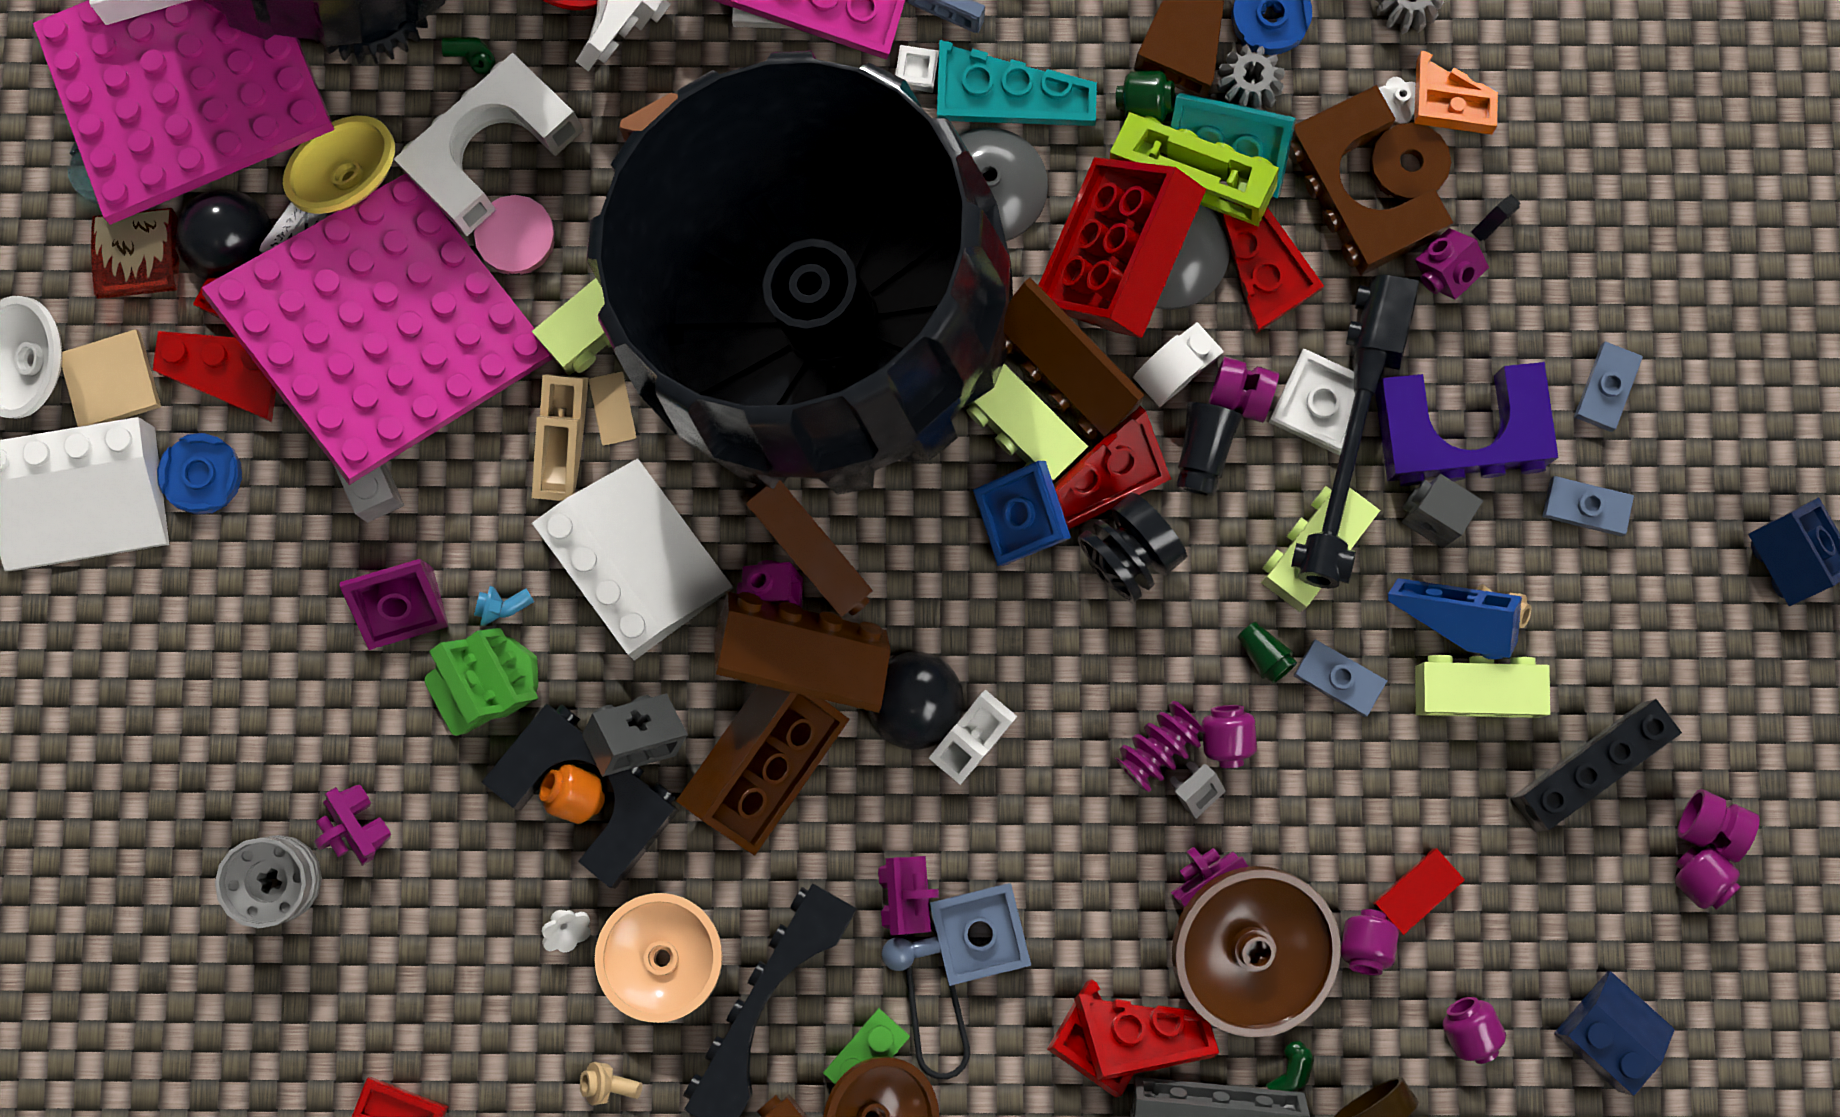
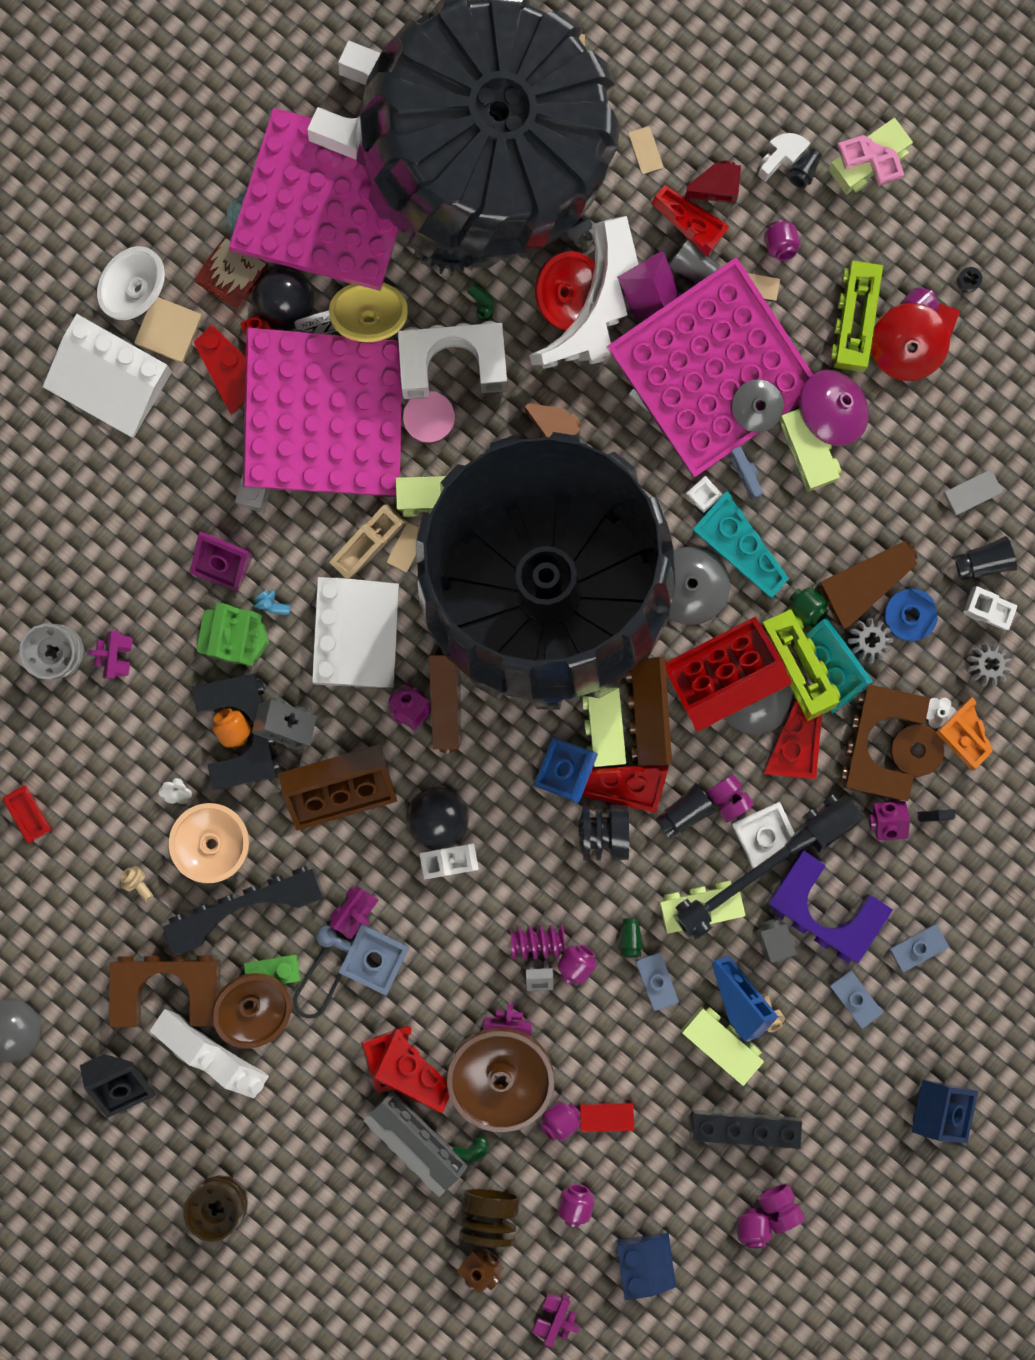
camera: 40 degrees right, 5 degrees up
(199, 474) = (175, 414): blue tile -> none
(801, 651) = (397, 751): reddish brown slope -> none
(1177, 364) = (708, 757): white brick -> none

